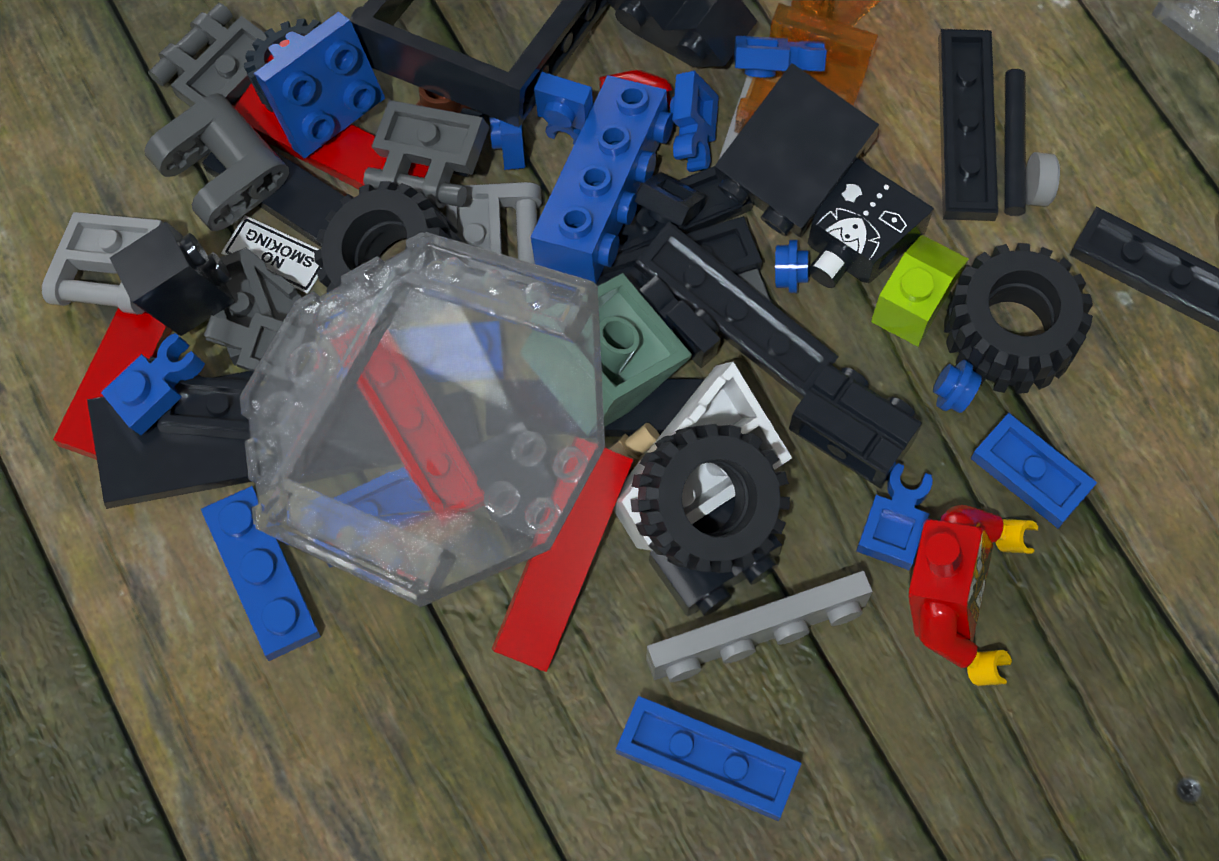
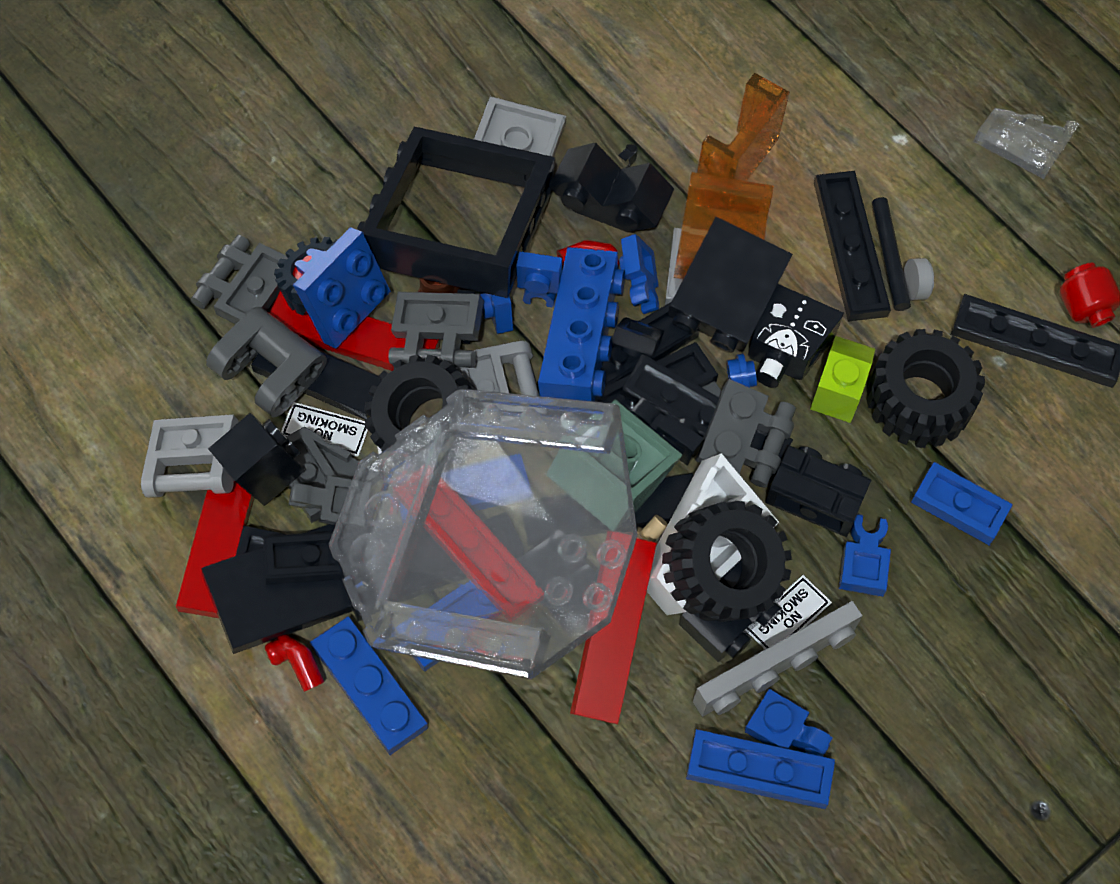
camera: 15 degrees left, 5 degrees down
(147, 387) = (253, 551): blue plate -> none
(184, 527) = (299, 657): none -> red arm
(748, 708) = (782, 725): none -> blue plate
(765, 329) = (734, 426): none -> dark grey plate
(766, 55) = (689, 214): blue plate -> none
(799, 568) = (800, 606): none -> white sticker
(951, 584) = (920, 601): red torso -> none
(956, 386) = (889, 448): blue plate -> none

